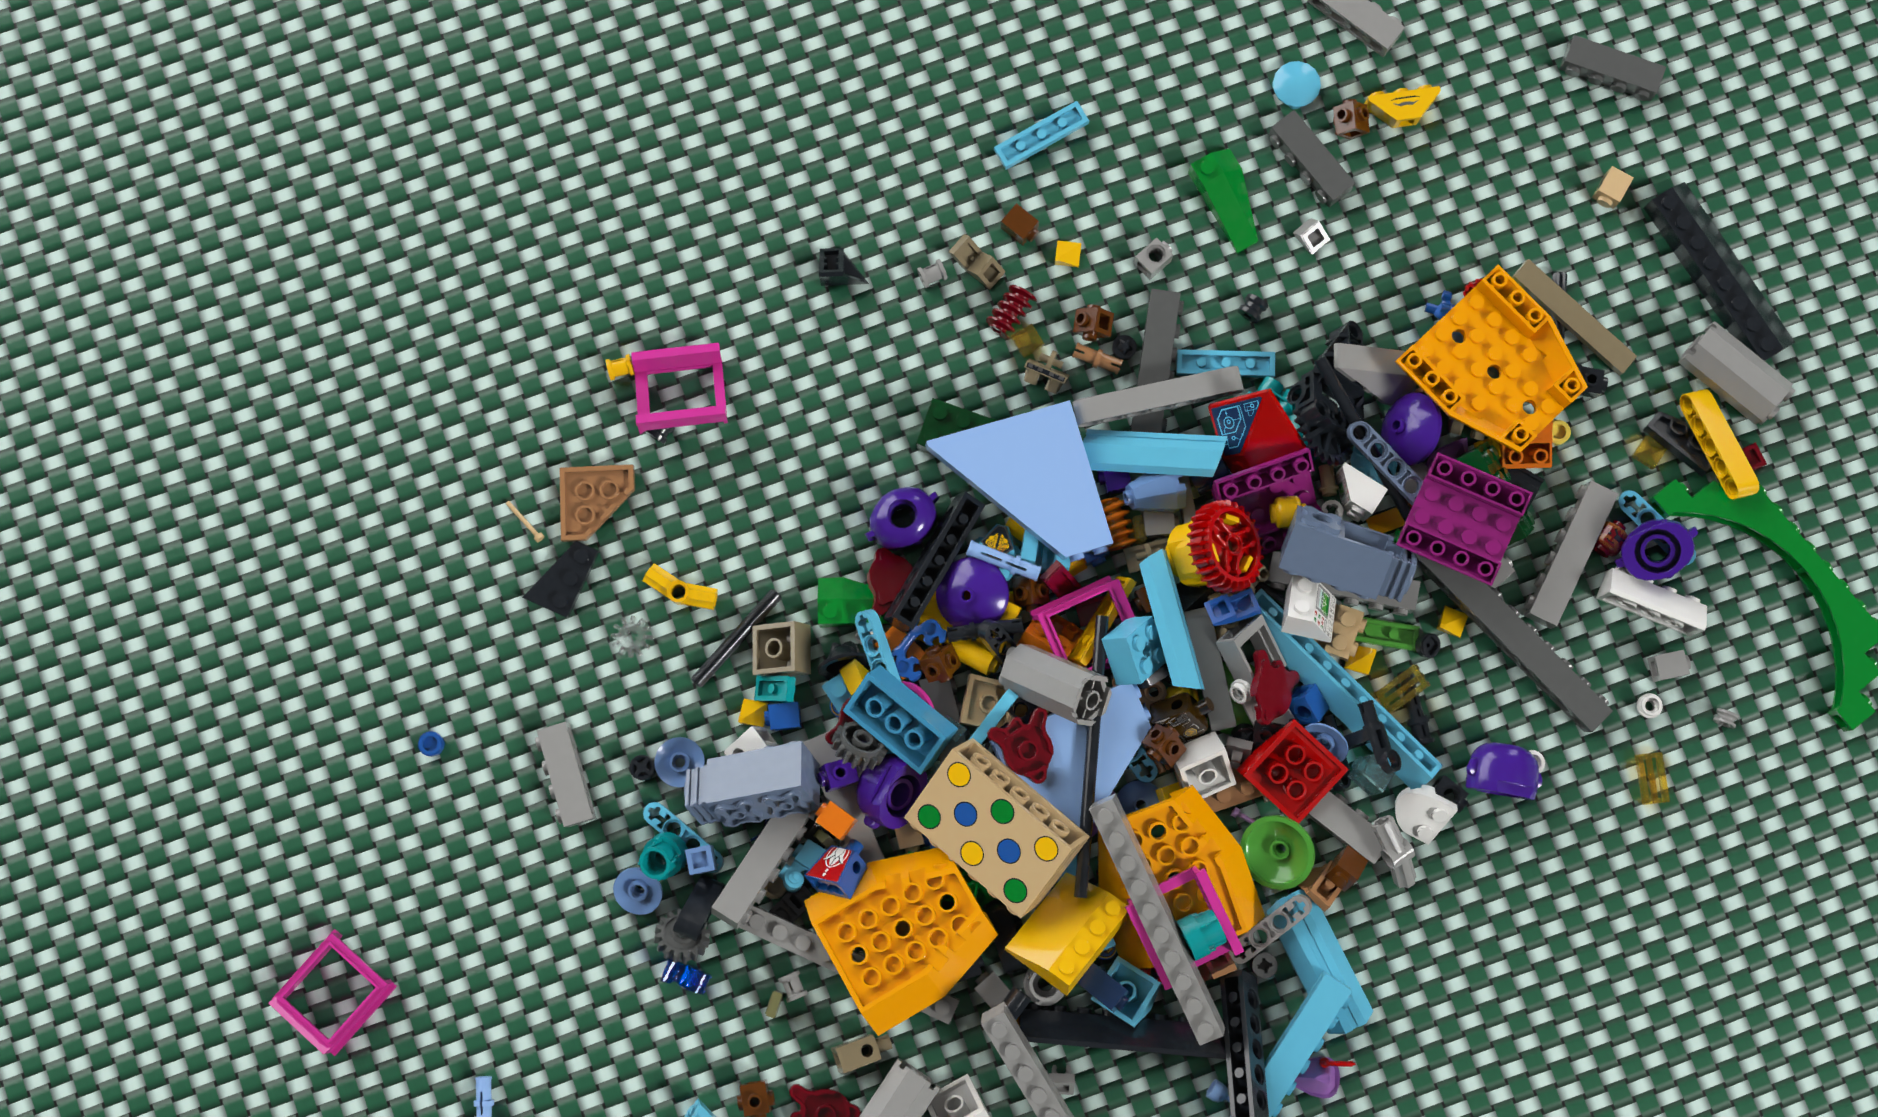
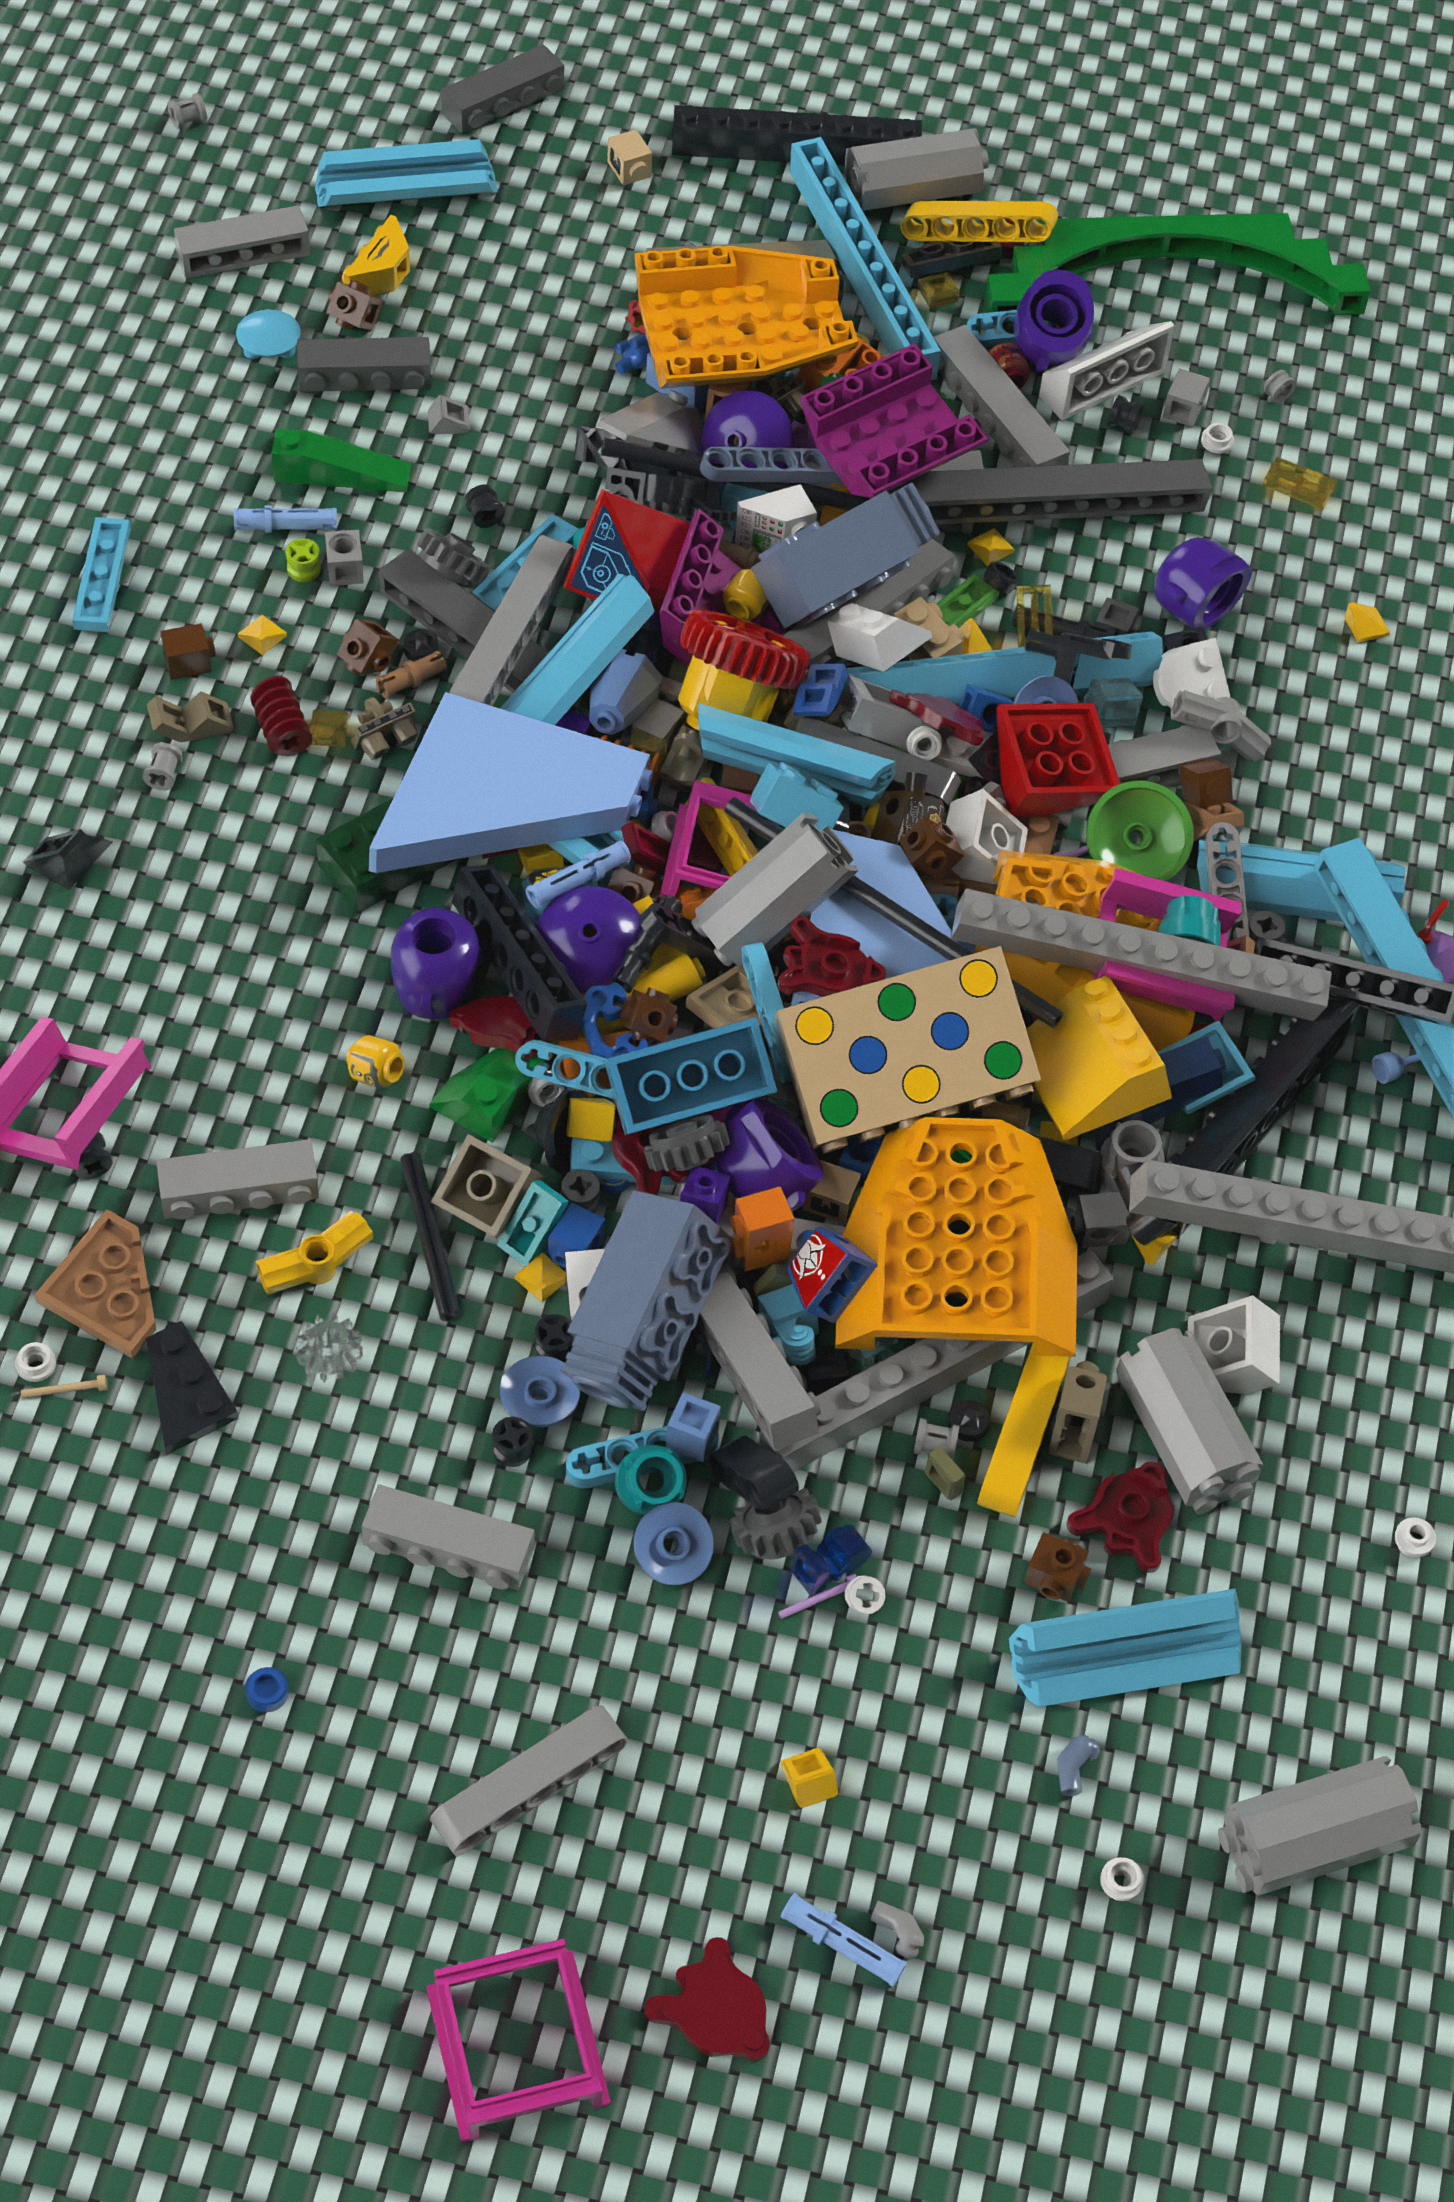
camera: 65 degrees left, 25 degrees down
(412, 1075) = (718, 2007): none -> dark red tile
(465, 906) = (528, 1780): none -> light grey beam
(521, 491) = (31, 1353): none -> white plate
(561, 1042) = (810, 1777): none -> yellow slope
(676, 999) = (856, 1603): none -> white bush
(682, 994) = (815, 1599): none -> lavender piece
(698, 516) = (237, 1179): none -> light grey brick
(713, 747) = (553, 1328): none -> black wheel
(816, 702) = (572, 1186): none -> dark grey wheel
(819, 532) = (375, 1061): none -> yellow head
(819, 995) = (971, 1419): none -> black tile
(819, 1032) = (1023, 1433): none -> yellow beam
(1090, 575) = (663, 824): none -> white plate
(1136, 231) = (303, 560): none -> lime wheel
(1159, 204) = (277, 519): none -> light blue pin
(1193, 321) = (452, 557): none -> dark grey gear
(1446, 734) = (1117, 615): none -> dark grey plate
(1488, 67) = (404, 173): none -> medium azure piece
(1561, 887) = (1365, 622): none -> yellow slope
(1624, 637) = (1125, 414): none -> black wheel
(1630, 392) = (859, 251): none -> medium azure brick

